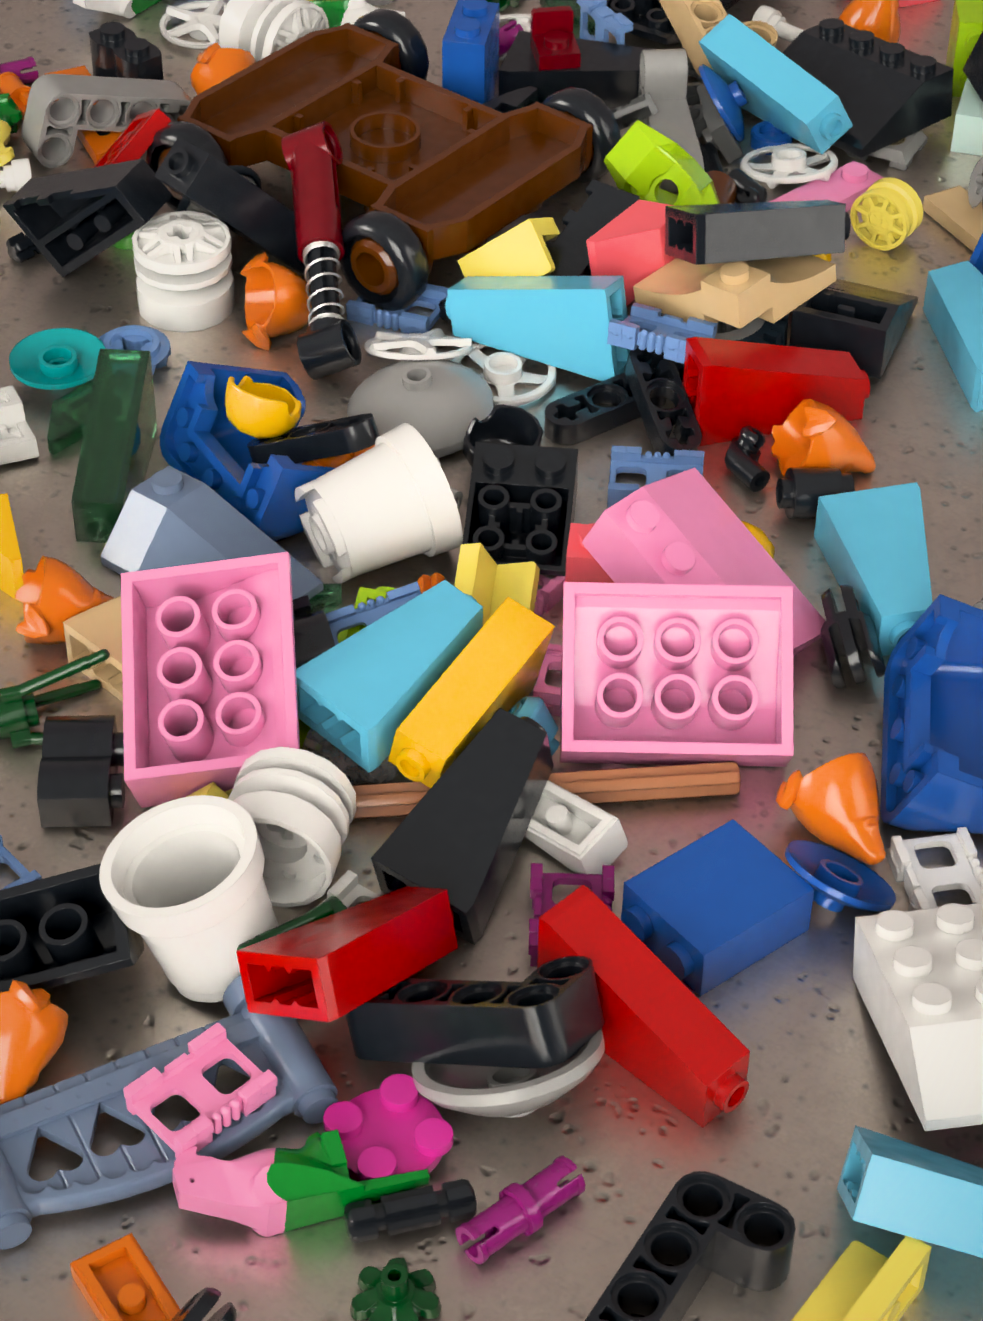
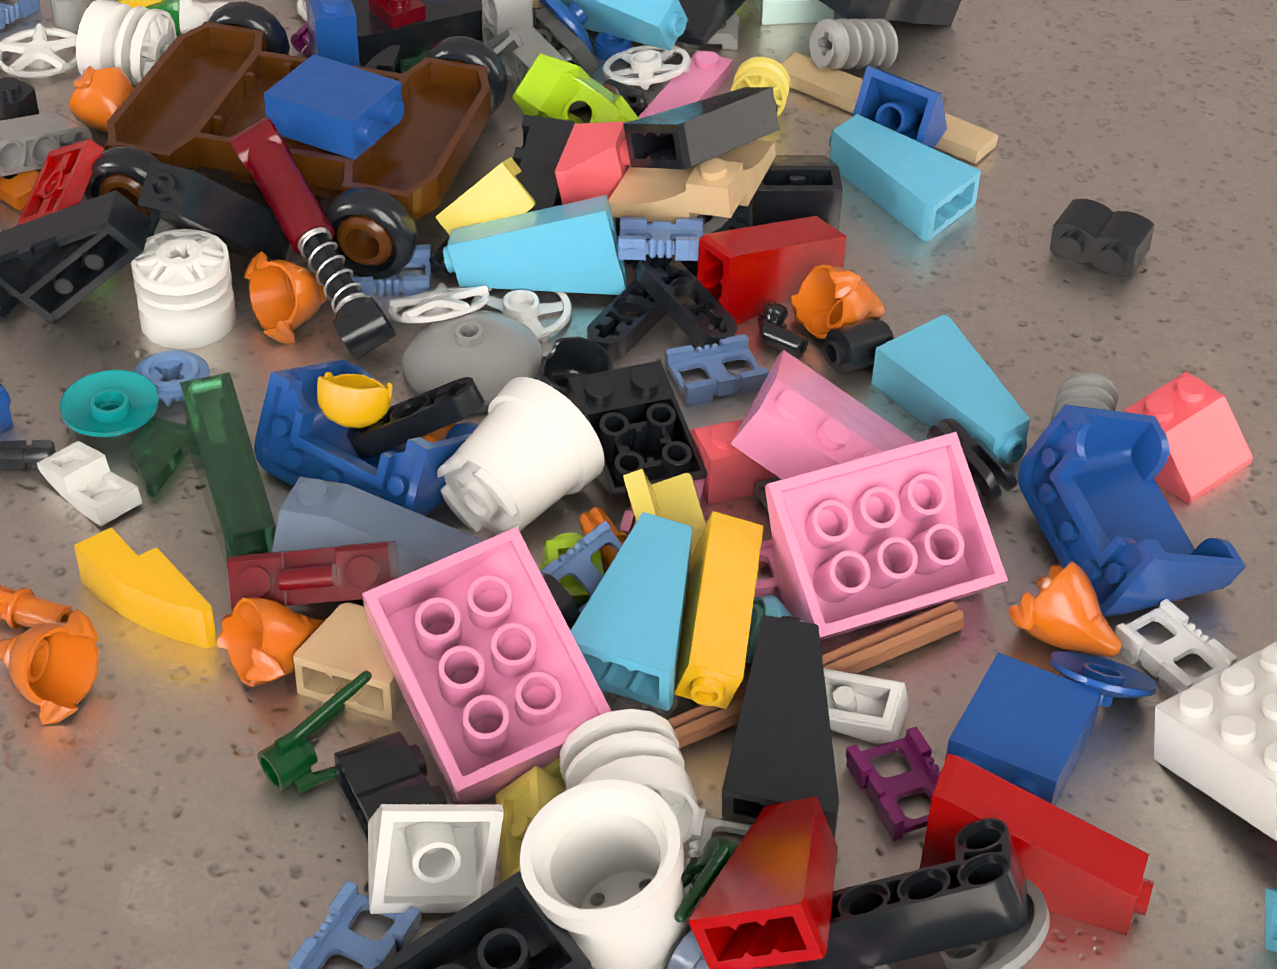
camera: 25 degrees left, 0 degrees up
(62, 822) = (431, 856): none -> white slope
(109, 551) = (313, 573): none -> dark red piece
(404, 128) = (334, 106): none -> blue brick

